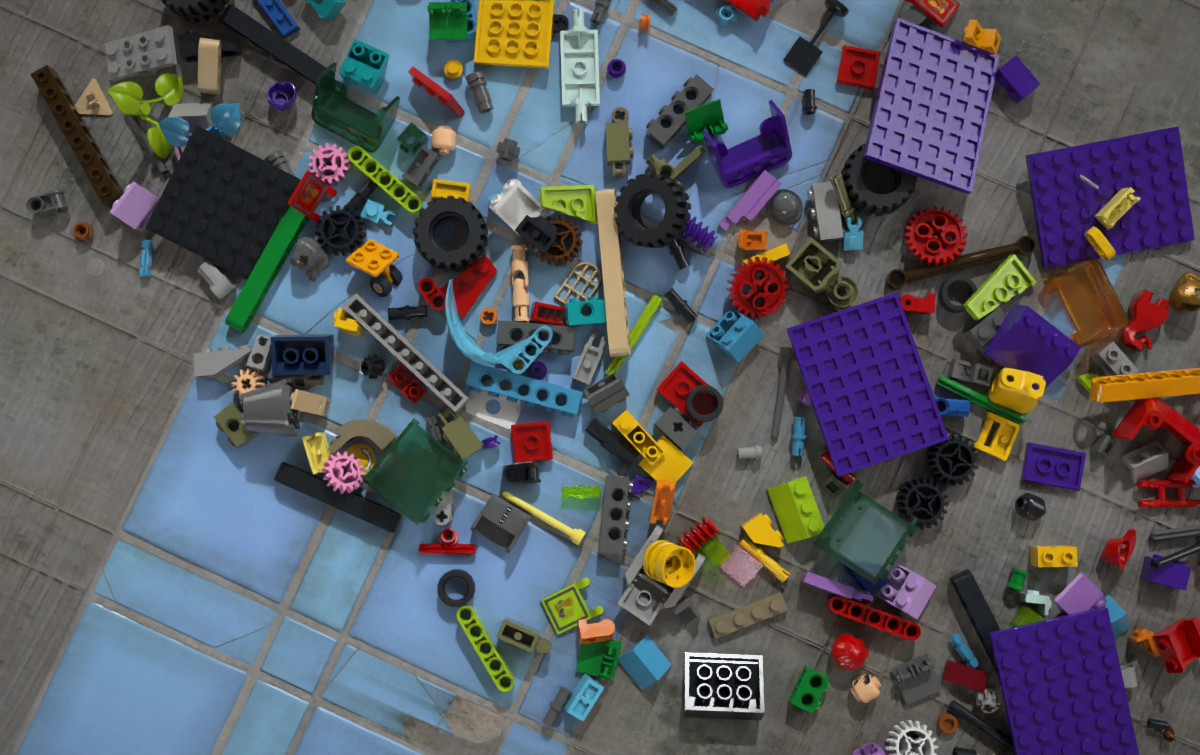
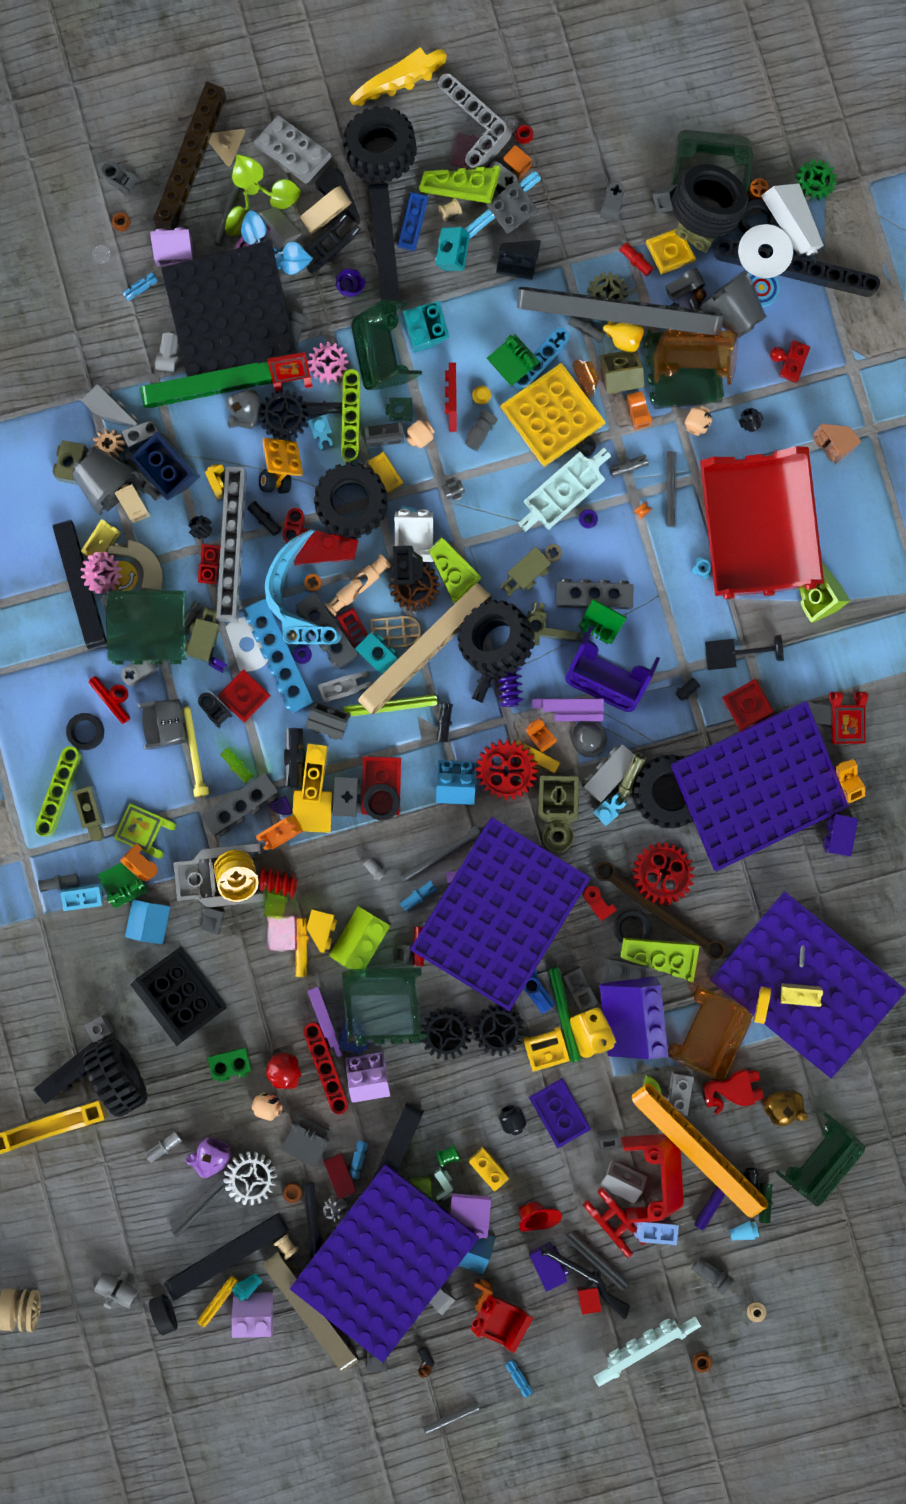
camera: 45 degrees right, 0 degrees up
(244, 78) = (340, 243): none -> black piece
(748, 615) = (248, 970): dark tan plate -> none

